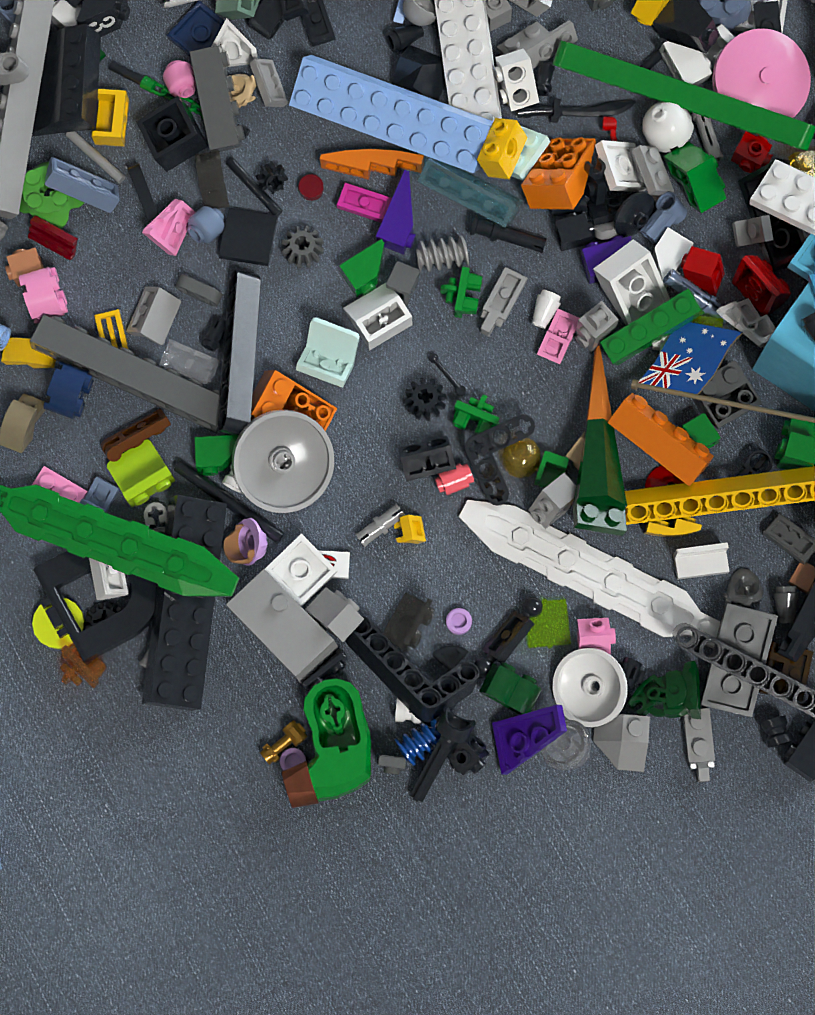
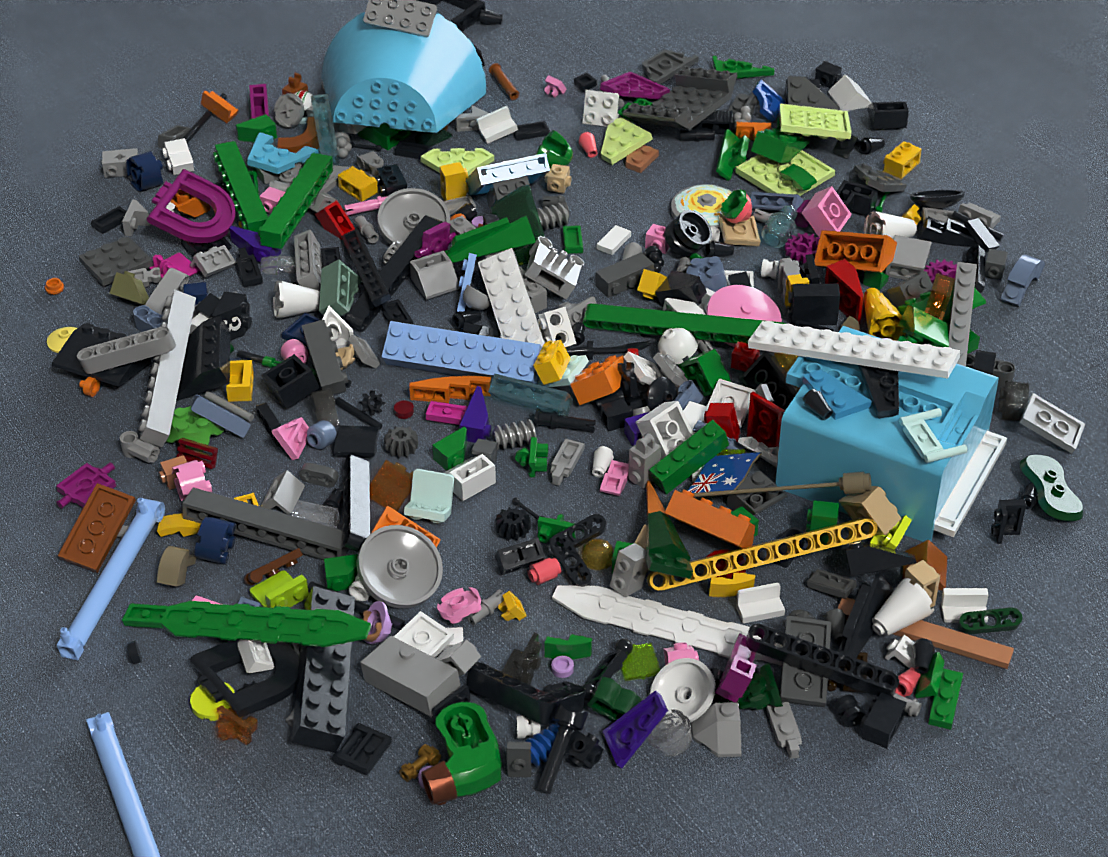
camera: 10 degrees left, 35 degrees down
(226, 721) = (366, 753): none -> black plate
(287, 319) = (391, 485): none -> clear orange bracket
(353, 534) = (459, 604): none -> bright pink plate
(477, 599) = (575, 647): none -> green slope
(653, 687) = (738, 671): none -> magenta arch
(719, 231) = (733, 393): none -> white plate

